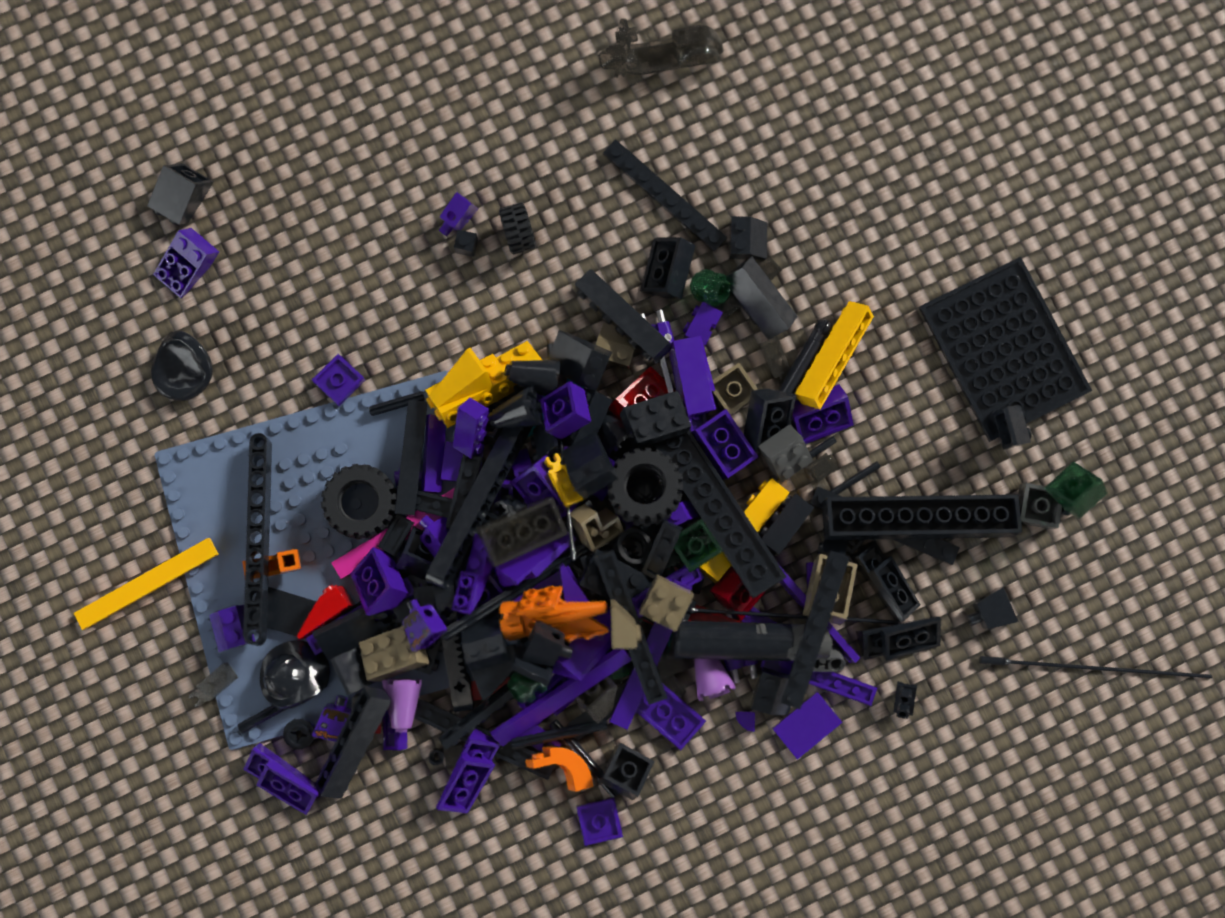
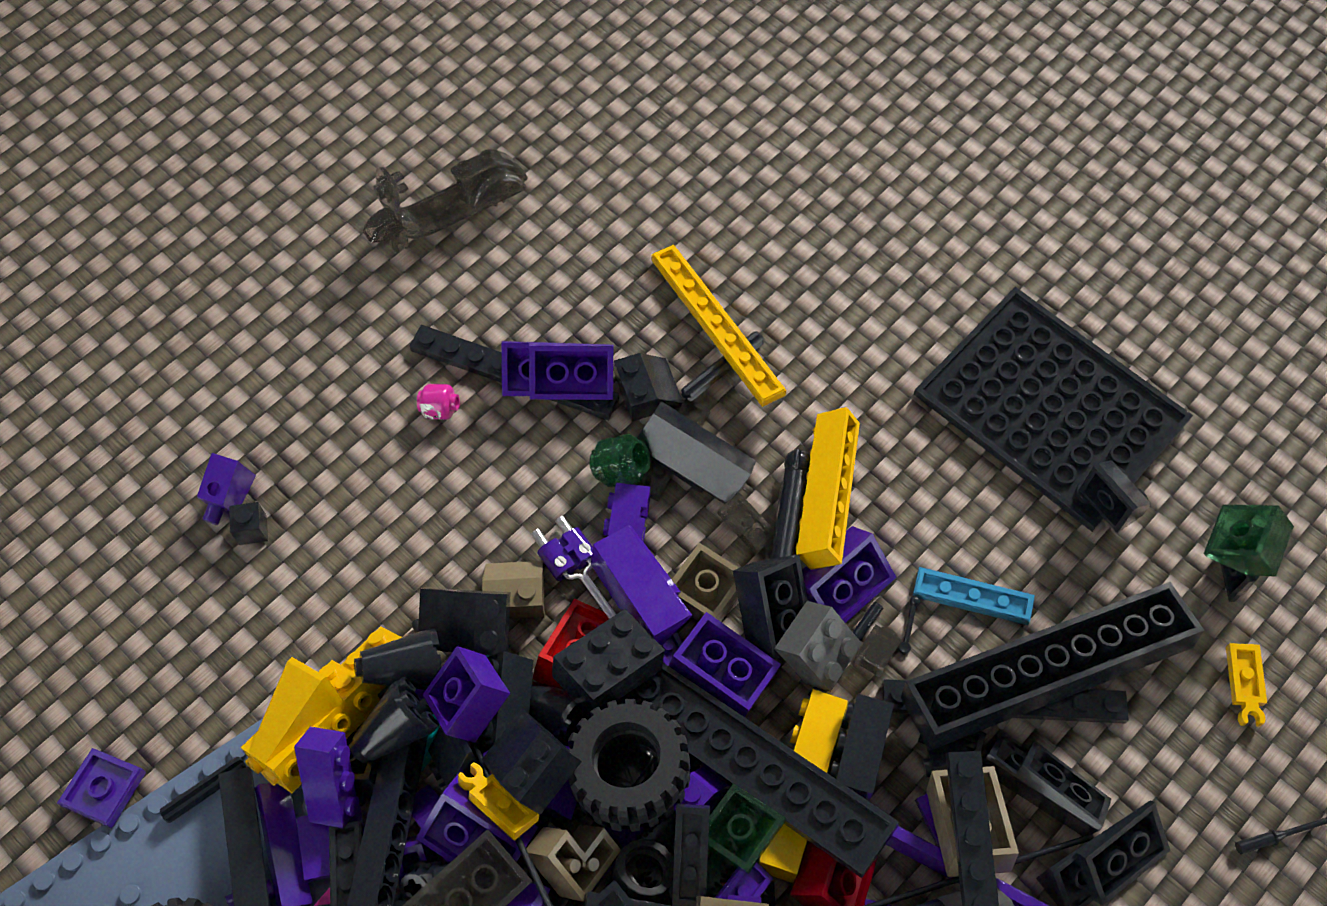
camera: 20 degrees left, 20 degrees down
(517, 228) = (316, 475): black tyre -> none
(608, 201) = (438, 401): none -> dark pink head
(623, 317) = (510, 540): black brick -> none
(668, 267) = (551, 458): black slope -> none
(692, 211) = (557, 370): none -> dark purple slope
(802, 242) = (715, 372): none -> black axle
(810, 211) = (718, 326): none -> yellow tile
(856, 478) = (934, 648): black bar -> none
(857, 445) = (905, 647): none -> black hinge
(895, 454) = (974, 596): none -> dark azure tile
(993, 610) = (1219, 764): black torso -> none
(1036, 568) = (1247, 681): none -> yellow plate
(1038, 507) = (1208, 589): dark grey brick -> none

